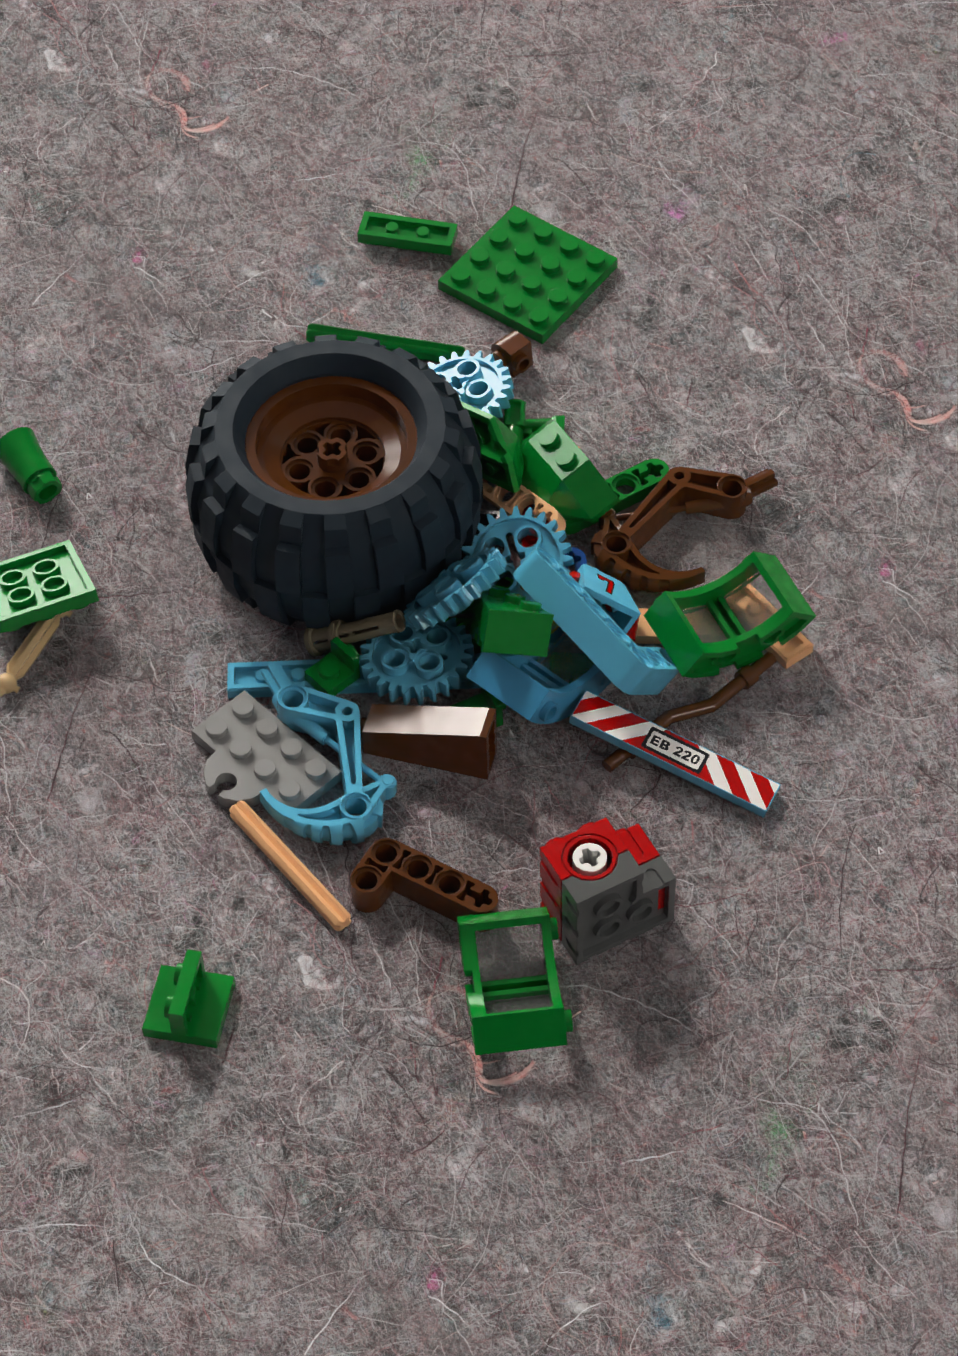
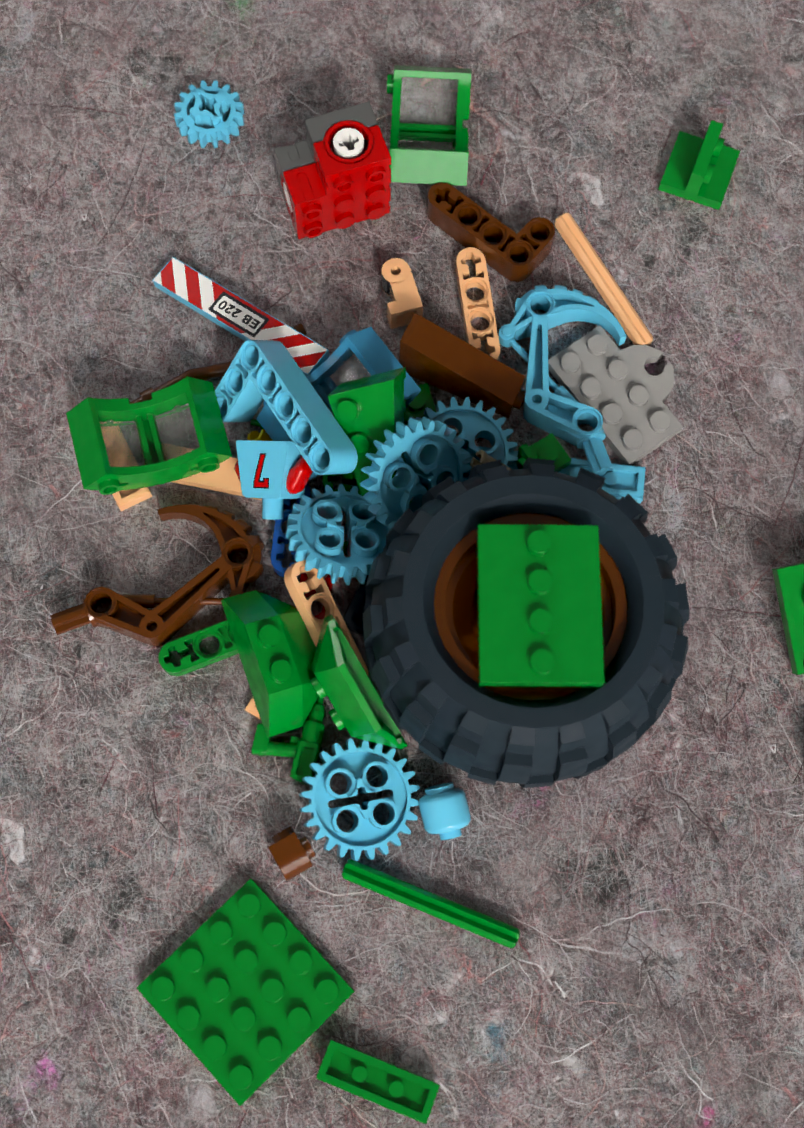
camera: 175 degrees left, 20 degrees up
(324, 416) = (539, 606): none -> green plate
(425, 815) = (477, 308): none -> light nougat beam
(512, 820) = (403, 292): none -> light nougat leg
(772, 966) = (209, 114): none -> medium azure gear

